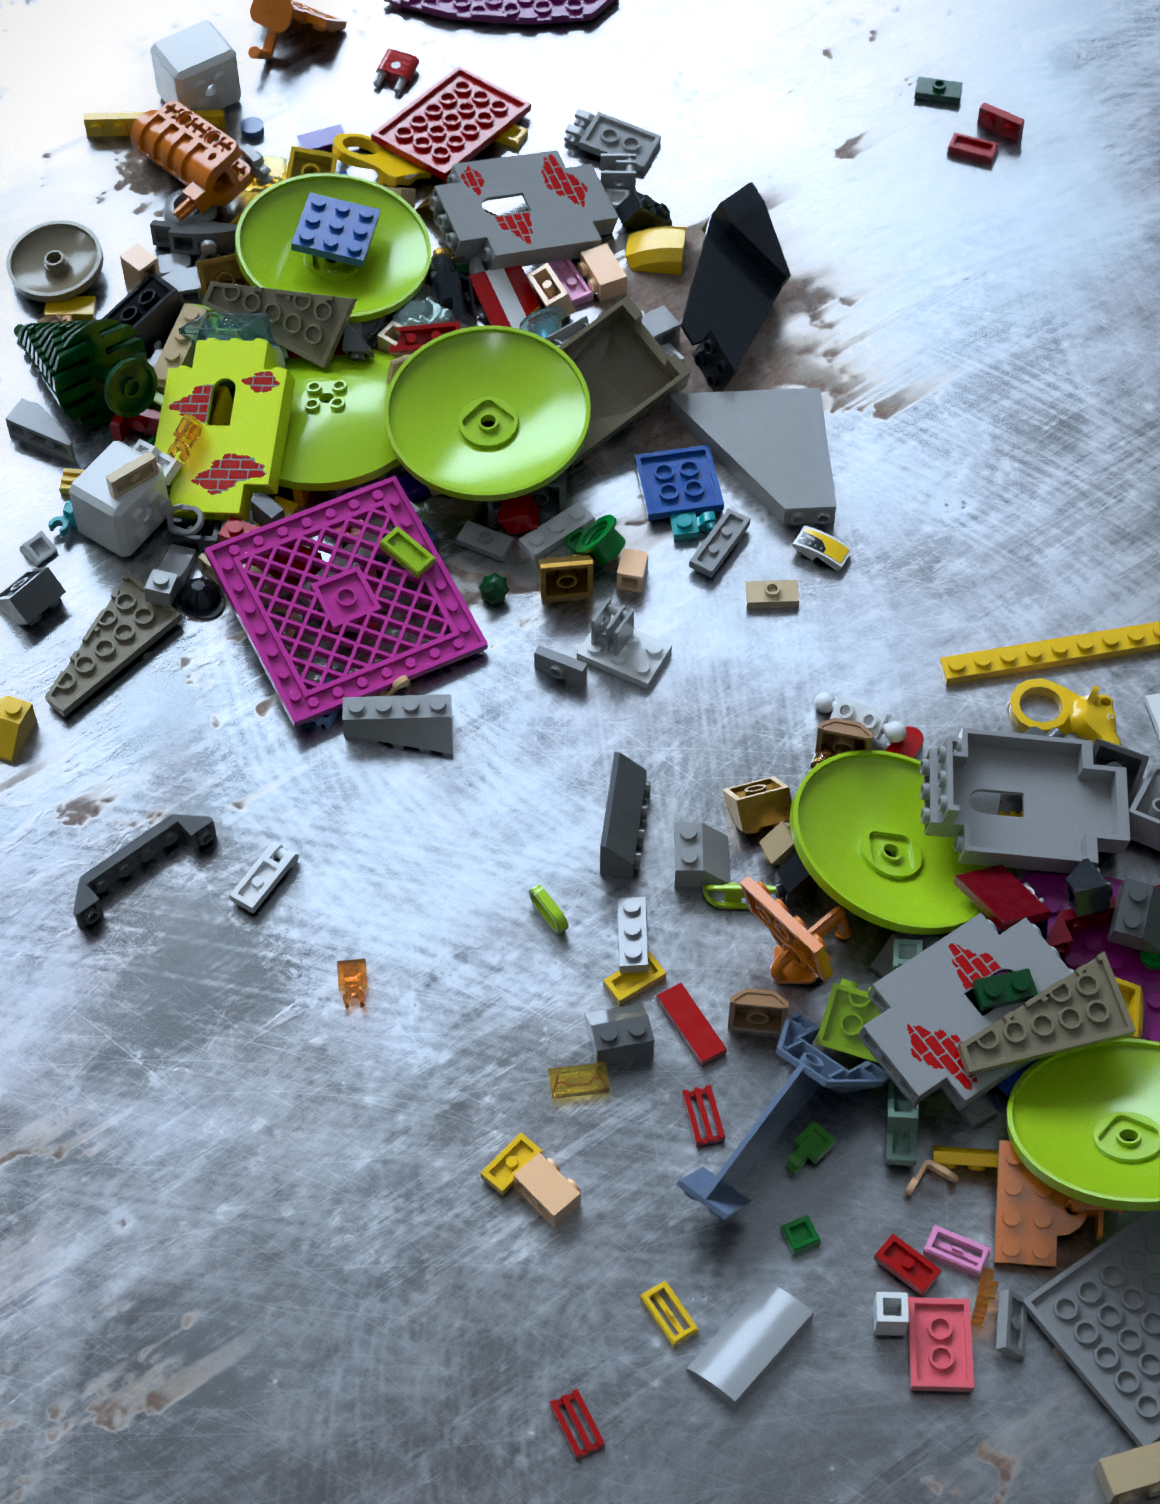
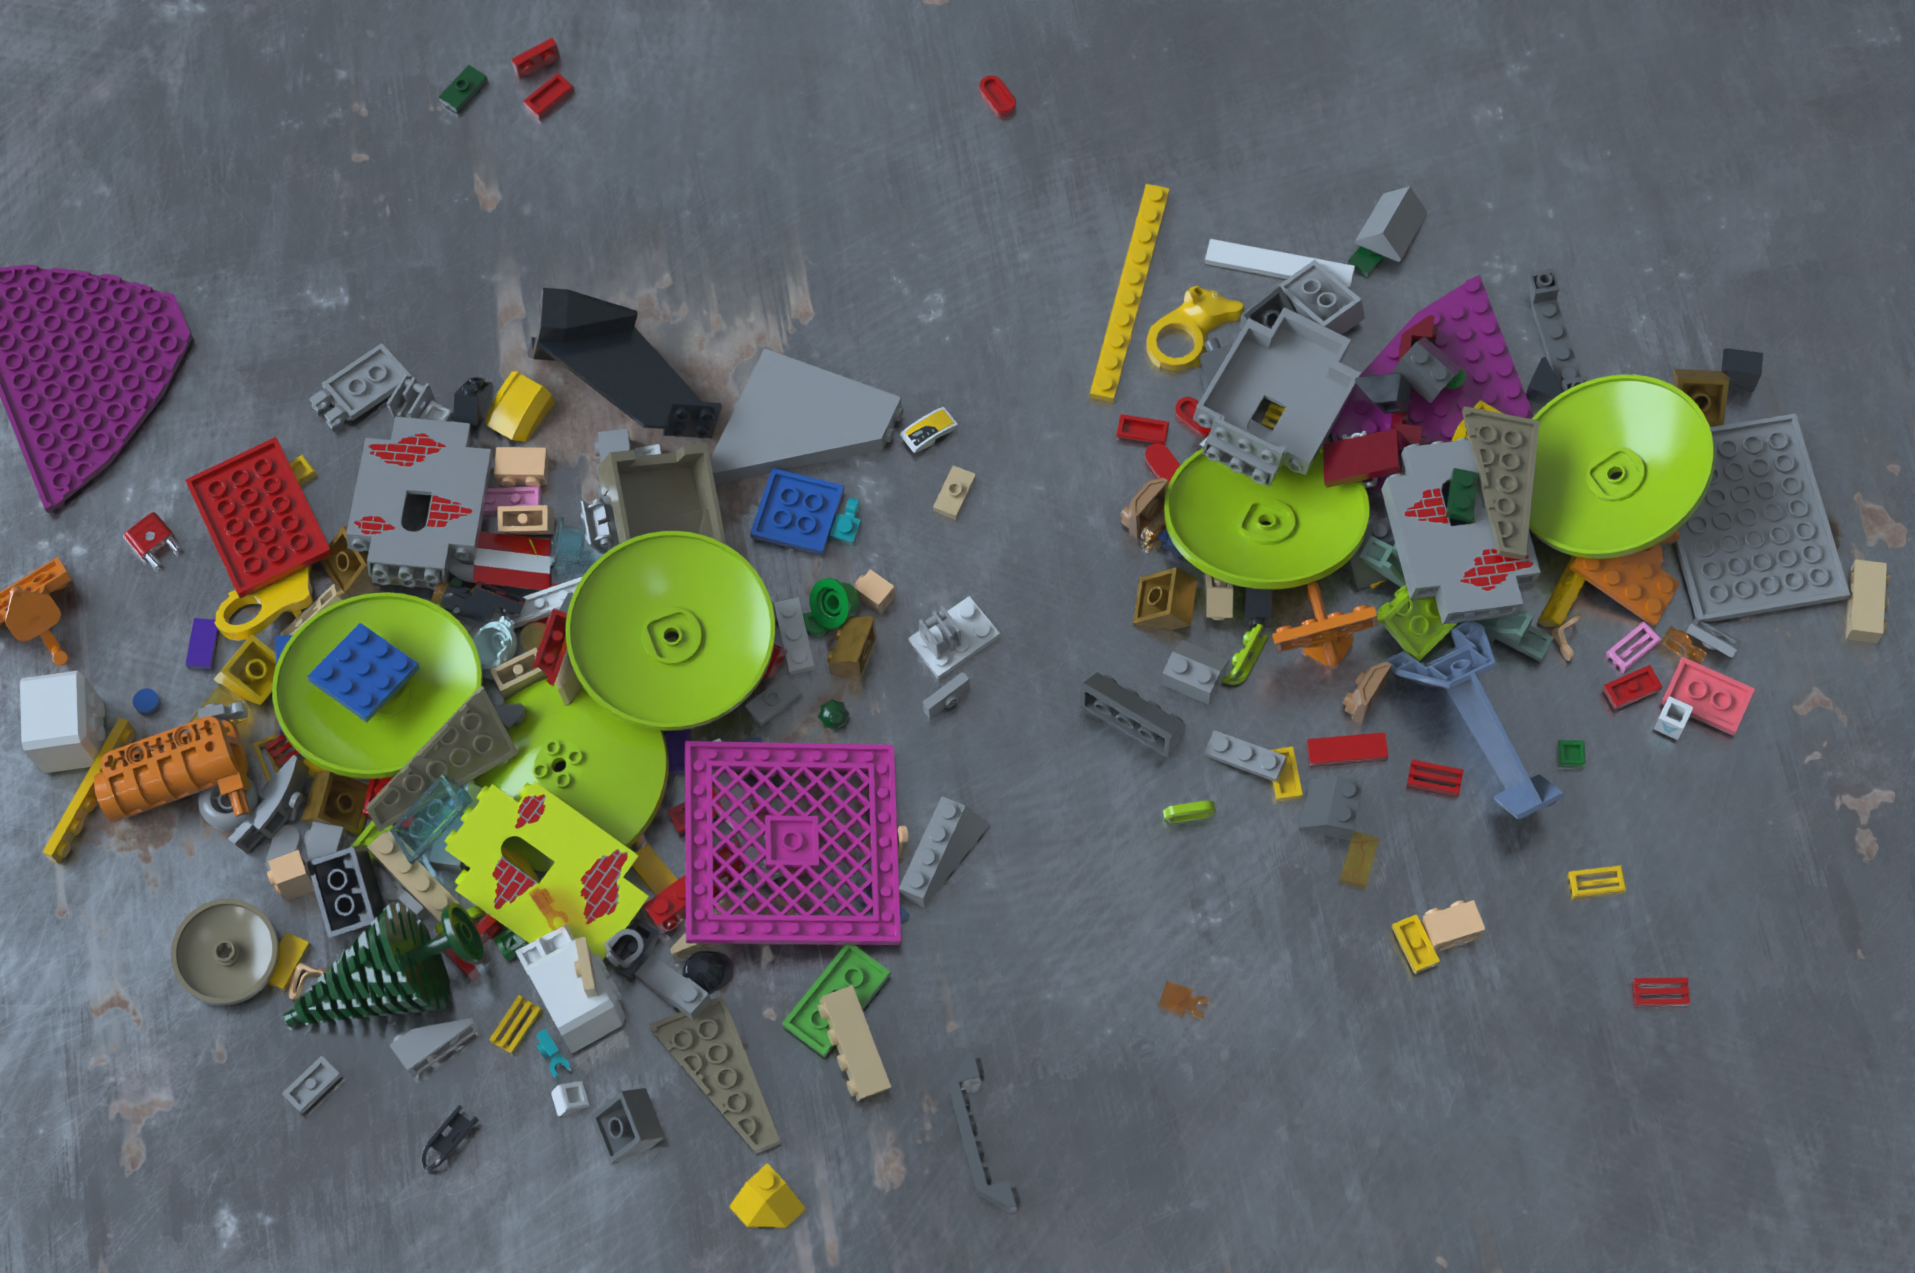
camera: 60 degrees left, 10 degrees up
(177, 725) = (854, 1043): none -> tan brick
(219, 701) = (847, 969): none -> bright green plate
(263, 877) = (1043, 1033): white plate -> none
(265, 509) = (656, 872): dark grey piece -> none
(407, 552) = (773, 767): lime tile -> none
(719, 542) = (881, 508): light grey plate -> none
(750, 1343) = (1648, 832): light grey slope -> none
(811, 1144) = (1504, 709): bright green plate -> none
(856, 711) = (1120, 482): white plate -> none
(930, 716) = (1142, 429): none -> red tile

